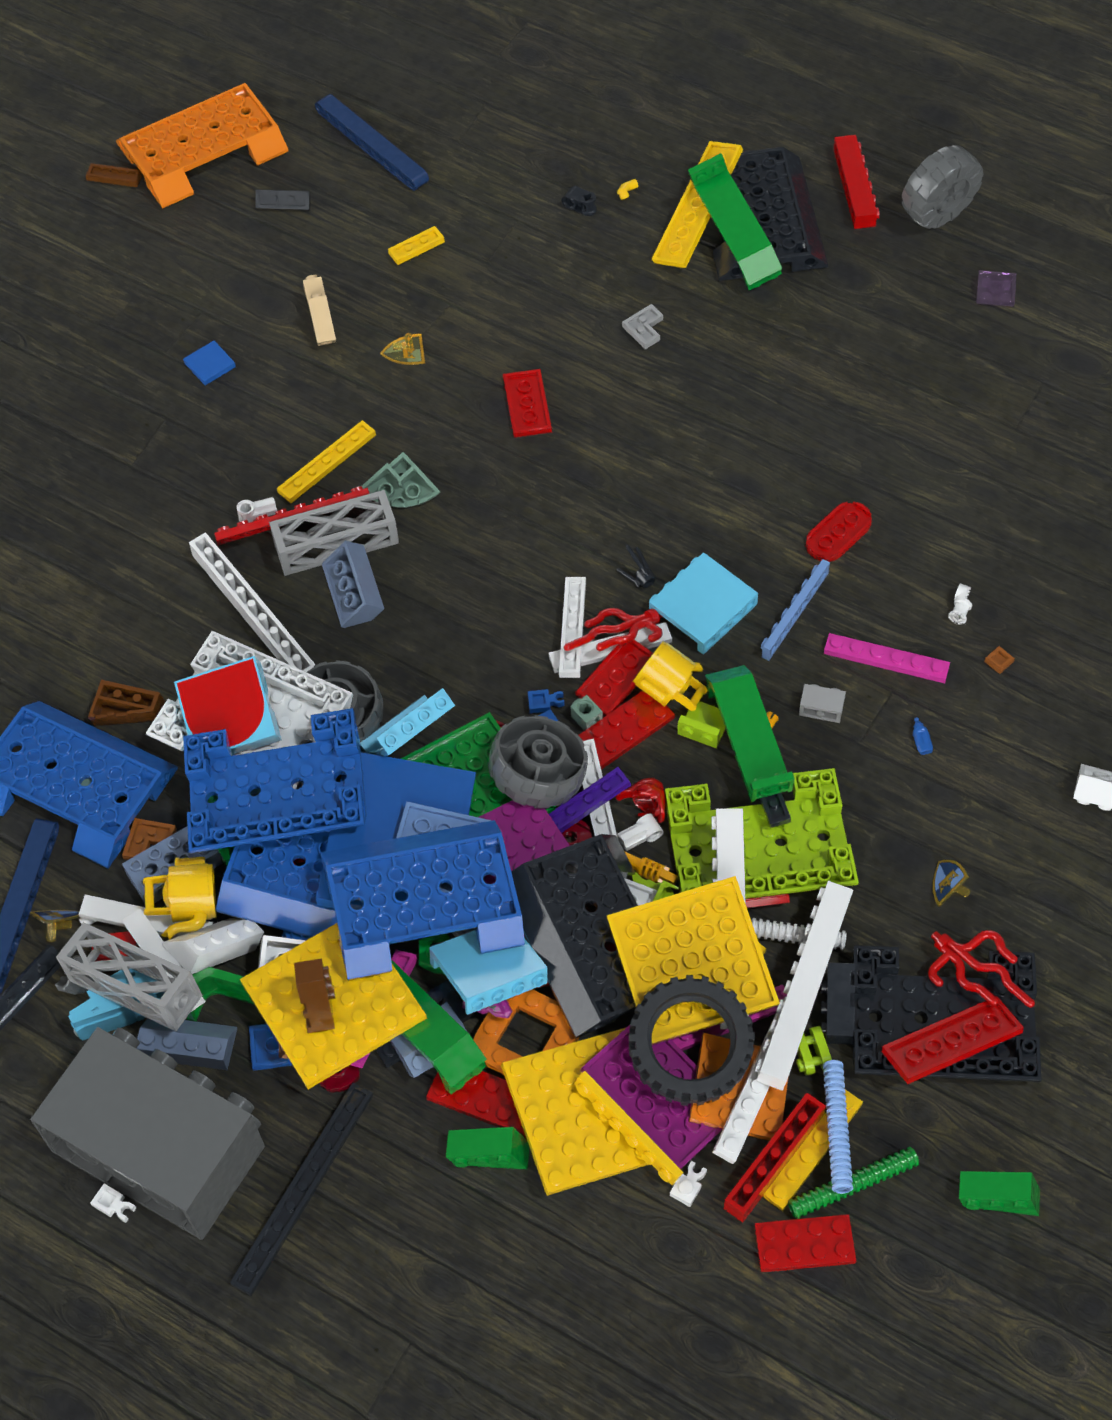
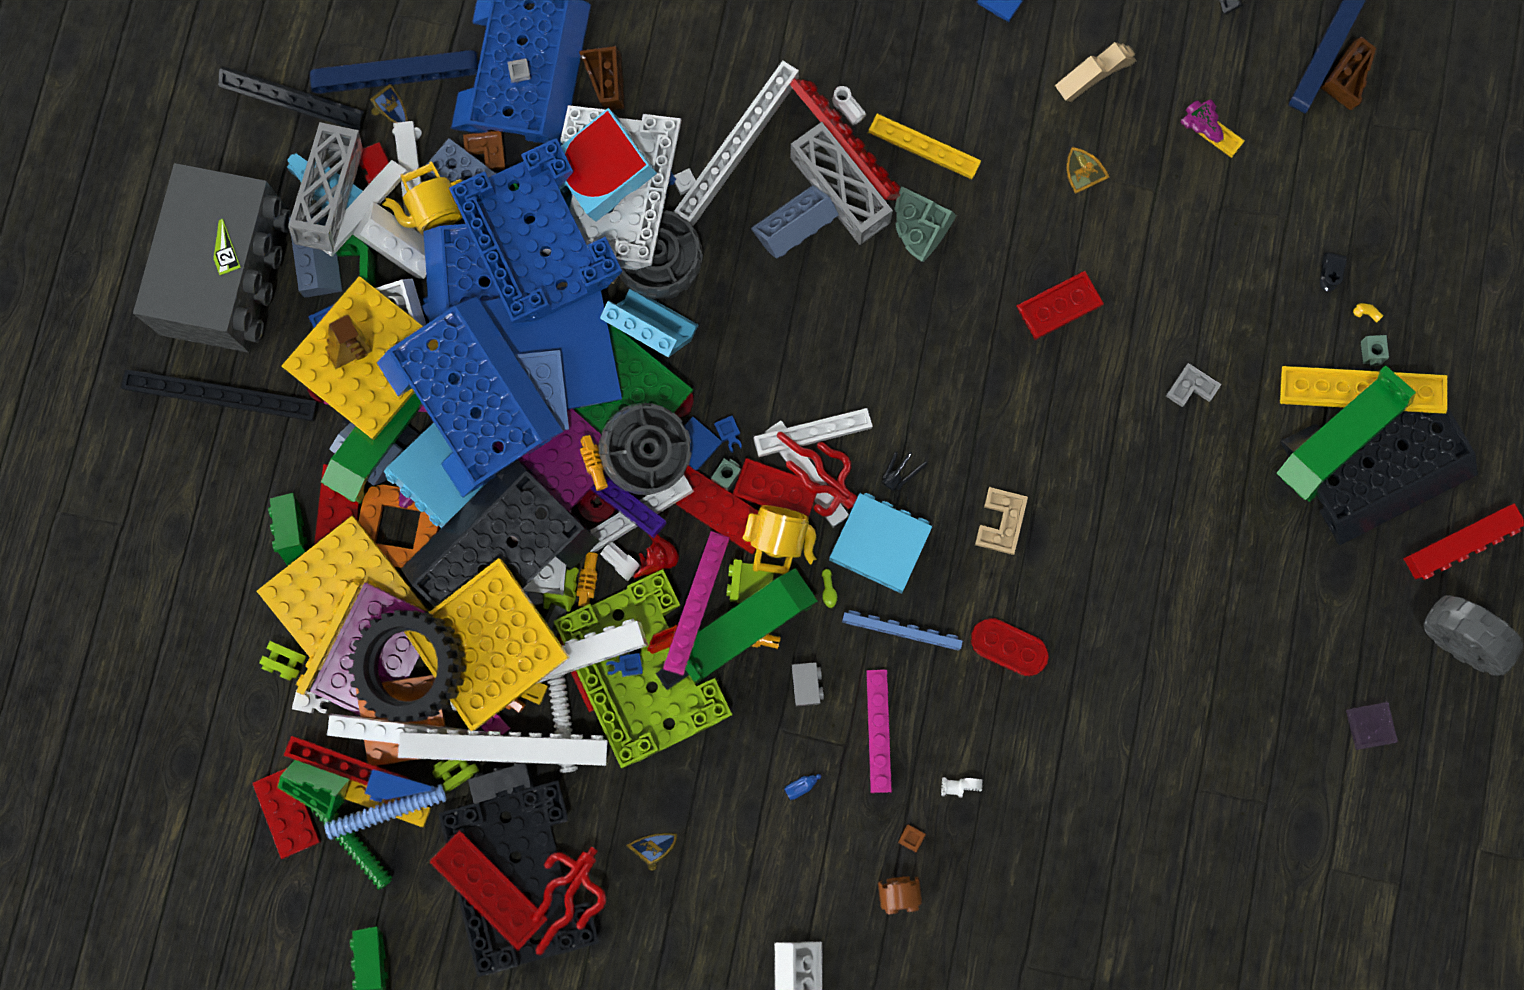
camera: 70 degrees right, 20 degrees up
(84, 771) = (519, 70): none -> light grey plate
(160, 1092) = (224, 252): none -> sticker
(404, 245) = (1204, 119): none -> magenta rock
(409, 137) = (1350, 74): none -> reddish brown wedge
(534, 811) = (593, 462): none -> light orange hinge
(633, 1211) = (287, 671): none -> lime brick
(663, 192) = (1380, 344): none -> sand green brick
(713, 762) = (696, 603): none -> dark pink plate
(732, 502) = (1013, 510): none -> tan plate
(734, 661) = (829, 594): none -> lime piece
(740, 798) = (662, 640): none -> red tile
(753, 849) = (628, 665): none -> blue plate
(790, 1187) = (314, 787): none -> green wedge
(813, 1105) = (388, 786): none -> blue slope
(1053, 677) = (900, 894): none -> dark orange brick

